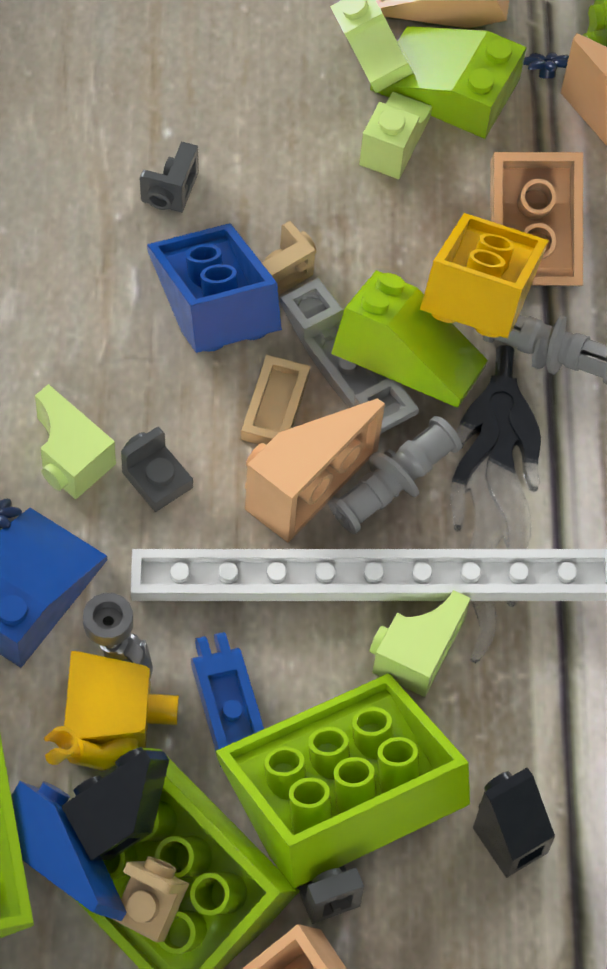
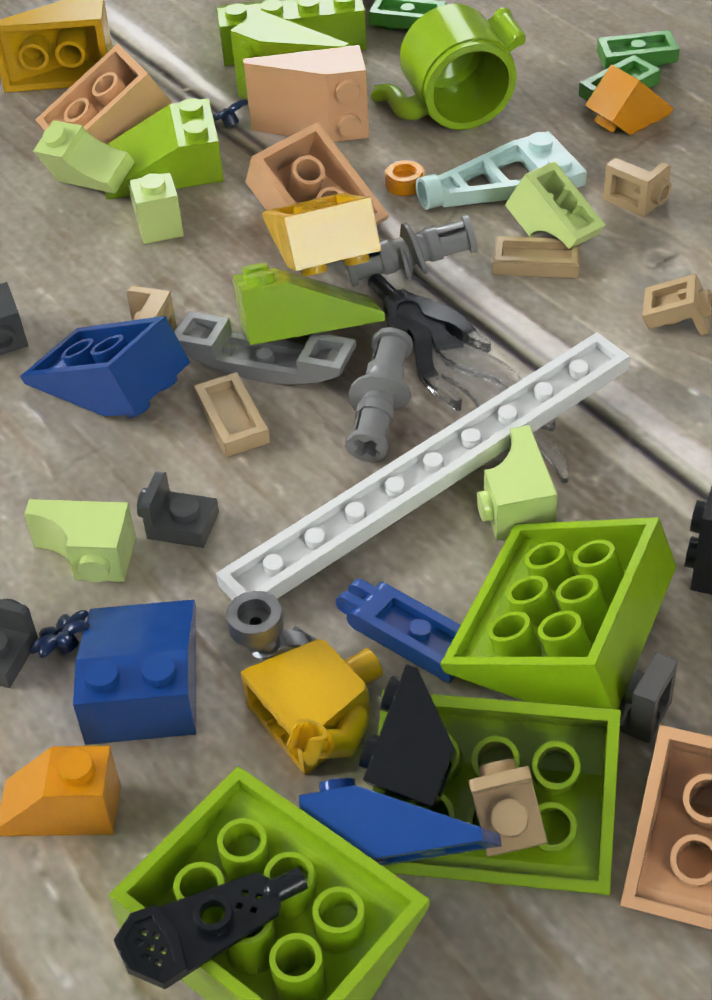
camera: 30 degrees left, 15 degrees down
(309, 465) = (307, 425): light nougat slope -> none

